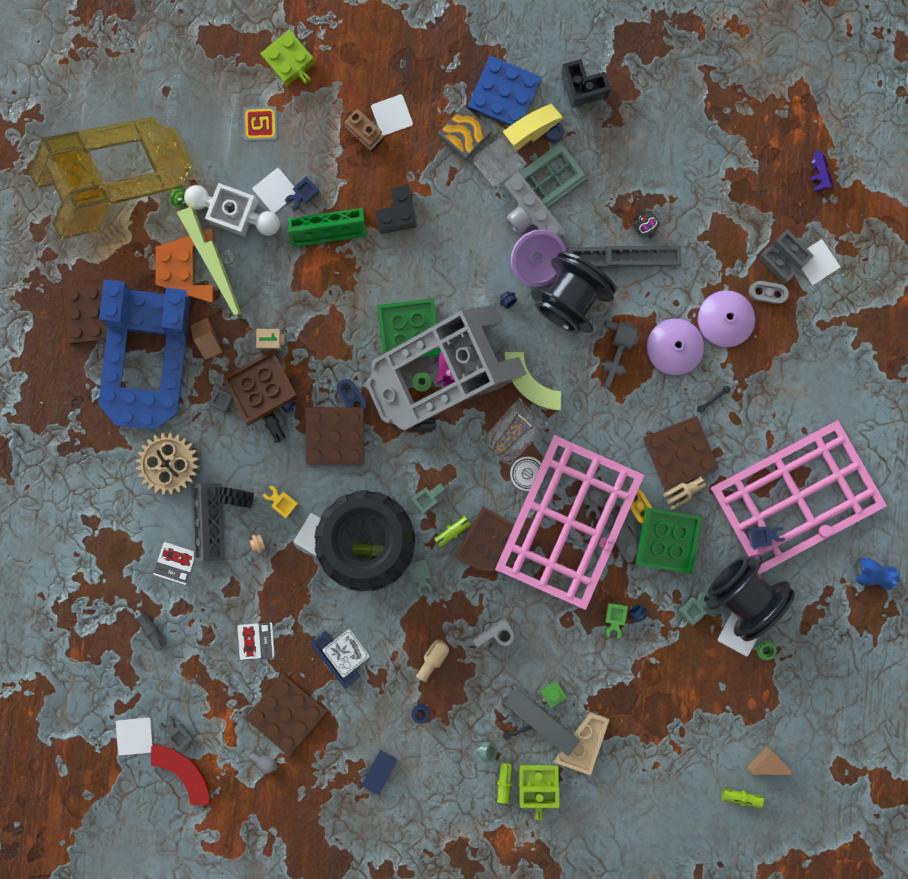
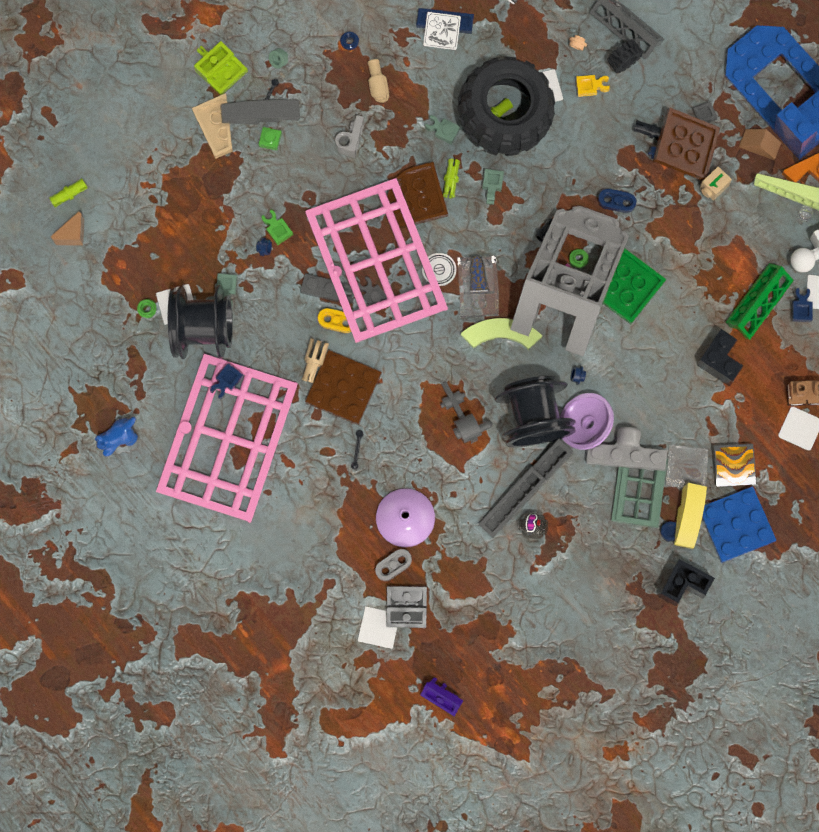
camera: 140 degrees right, 10 degrees down
(154, 475) = (695, 20): tan gear -> none
(334, 435) = (601, 163): reddish brown plate -> none
(504, 783) = (246, 49): lime axle -> none
(662, 347) = (418, 473): lavender dish -> none
(668, 540) = (292, 314): green plate -> none

